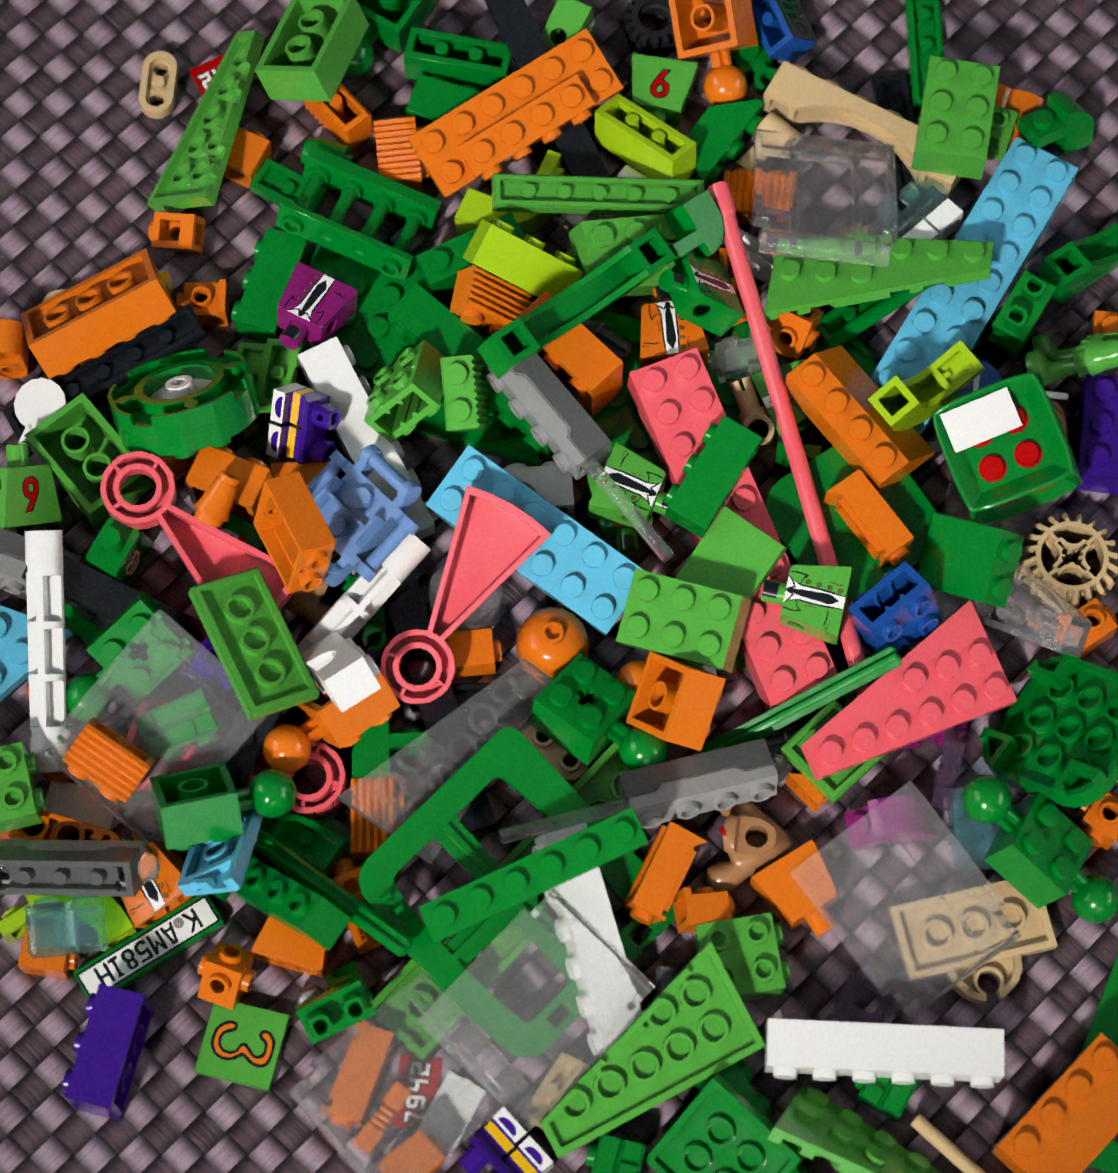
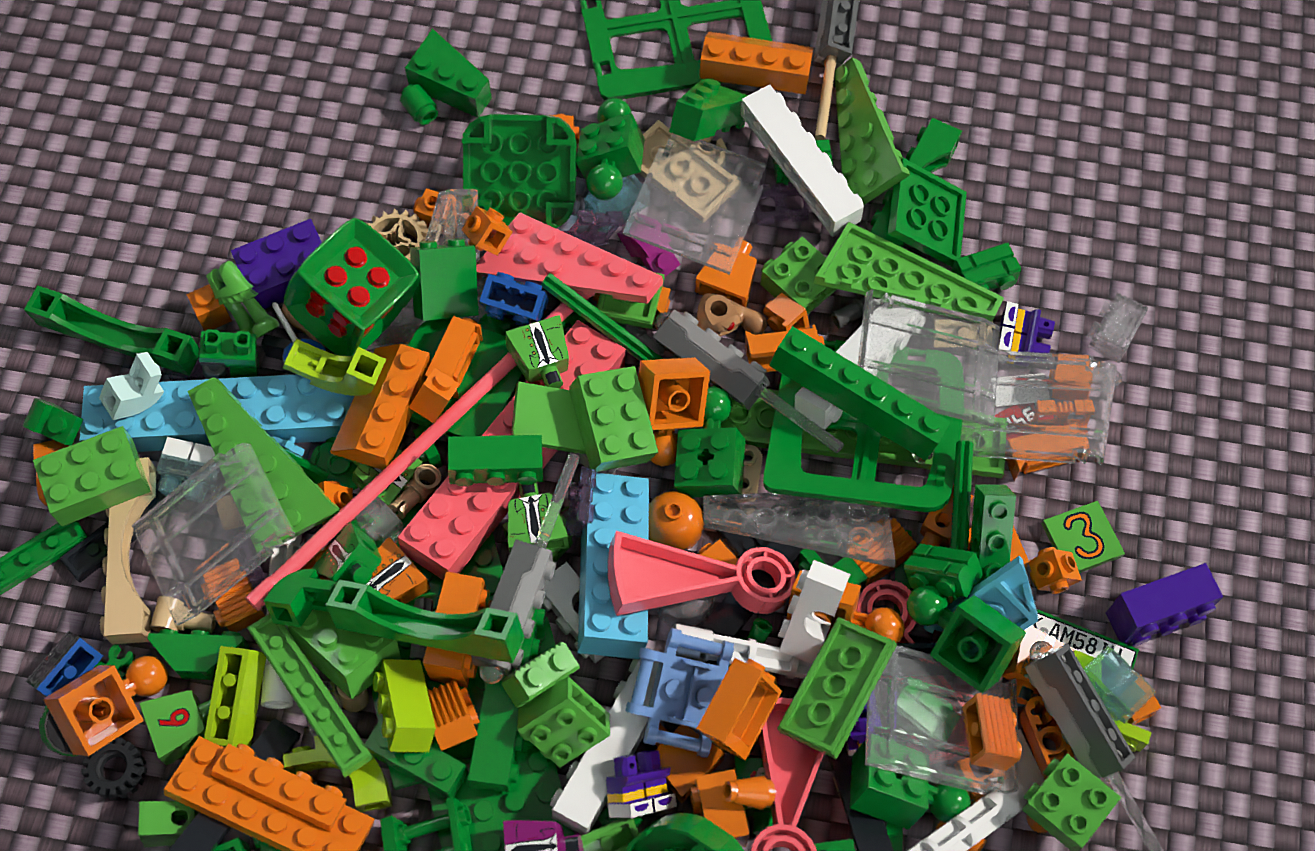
camera: 125 degrees left, 5 degrees down
(292, 830) = (945, 568): none -> green brick
(337, 1008) = (1028, 477): green hips -> none
(607, 534) = (580, 506): none -> clear purple piece
(828, 463) = (434, 395): none -> orange brick
(887, 327) = (289, 444): none -> medium azure piece
(981, 420) = (350, 293): white sticker -> none
(998, 630) = (487, 230): none -> orange brick
(1024, 993) = (707, 109): none -> green wedge
(1031, 197) = (134, 391): none -> light aqua brick

